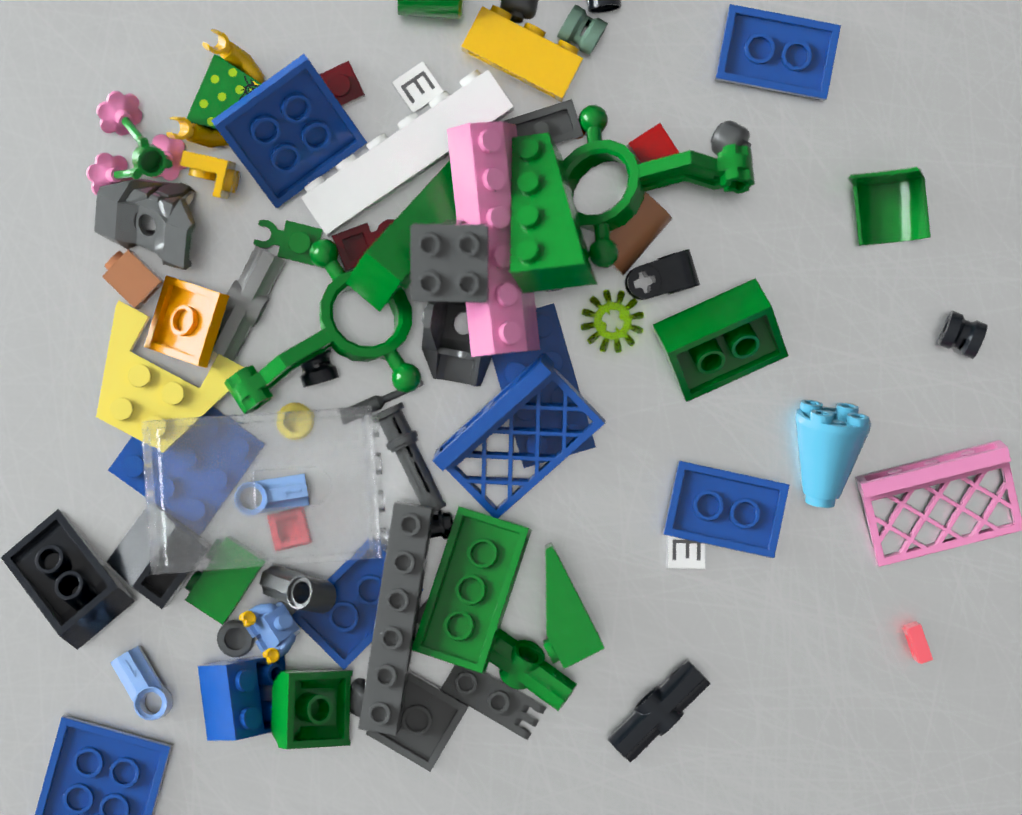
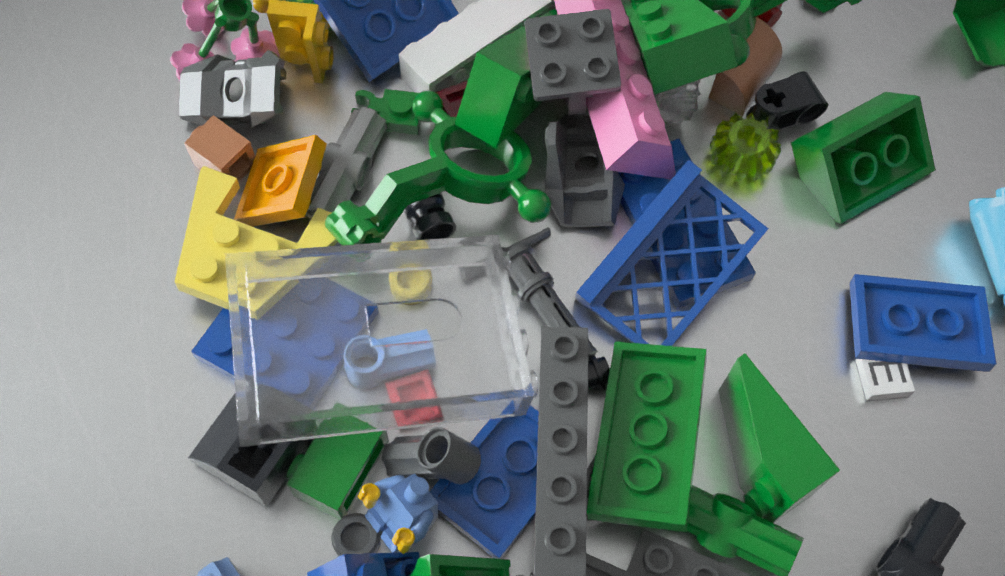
camera: 10 degrees left, 25 degrees down
(67, 580) = (139, 486): black slope -> none

